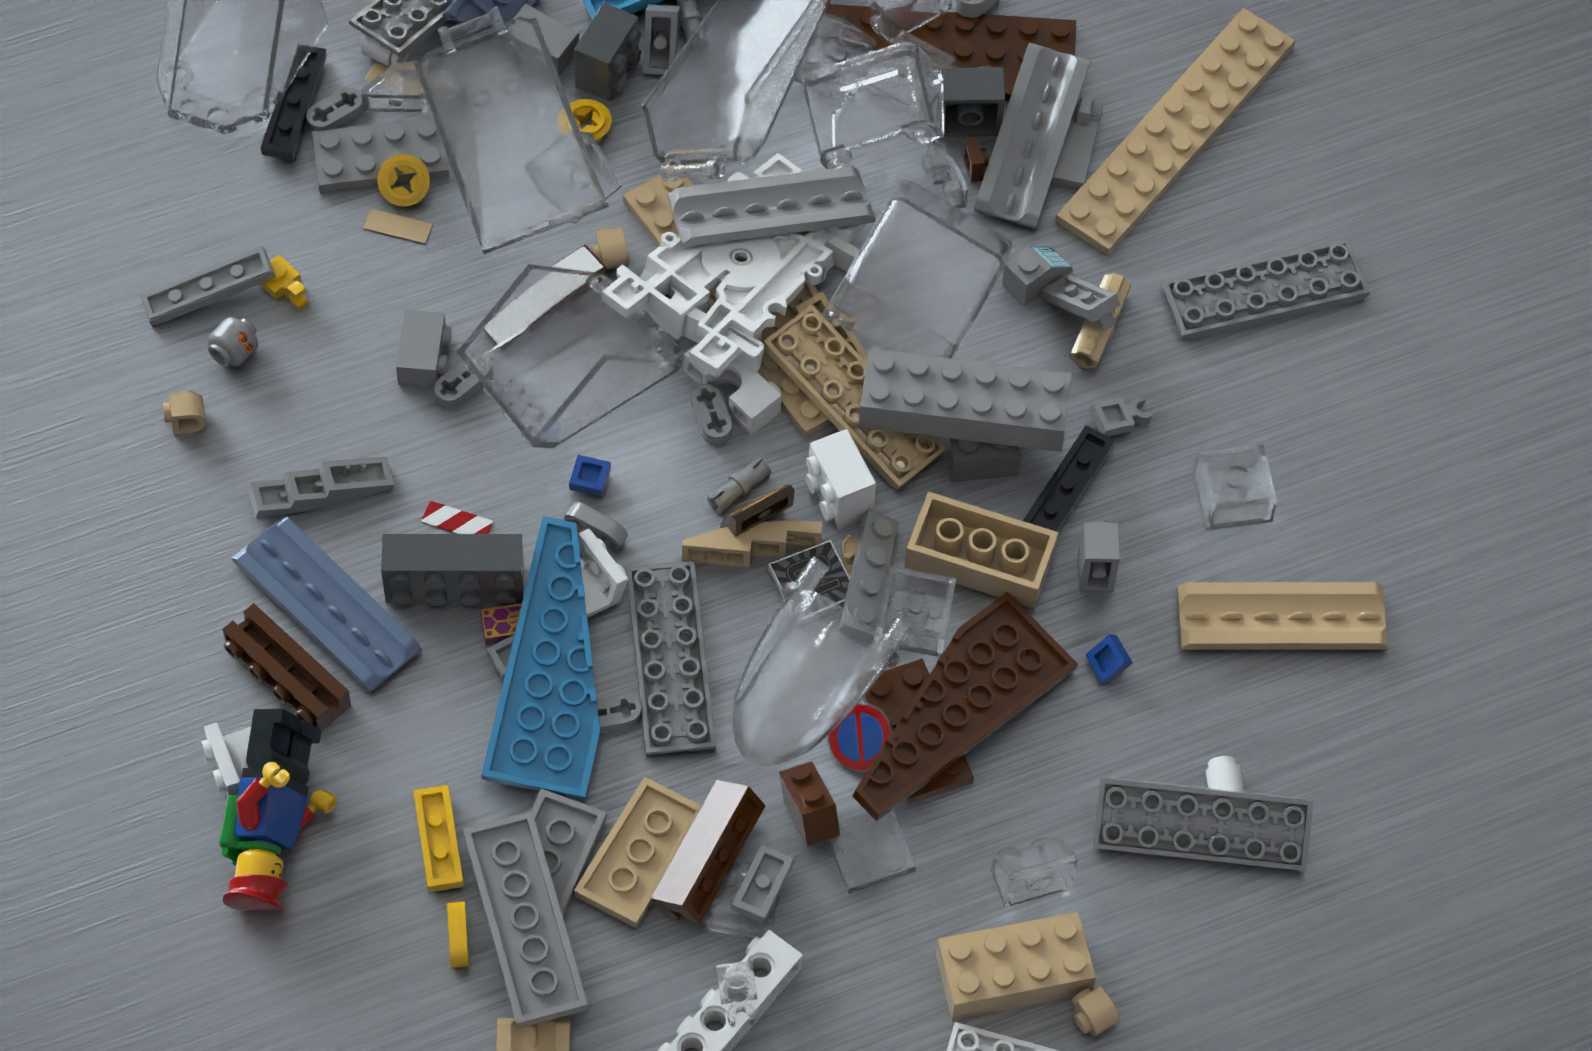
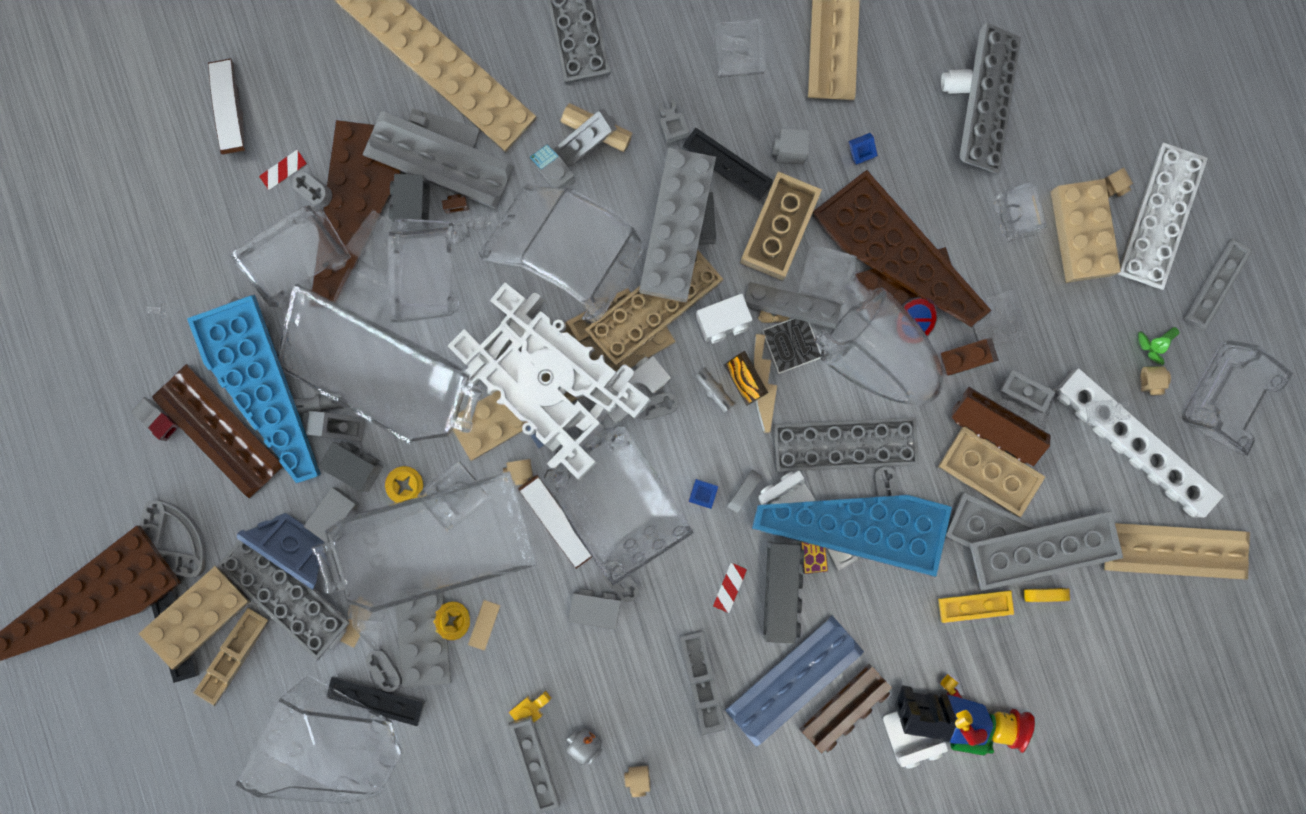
camera: 85 degrees left, 25 degrees up
(770, 206) = (503, 353): light grey plate -> none

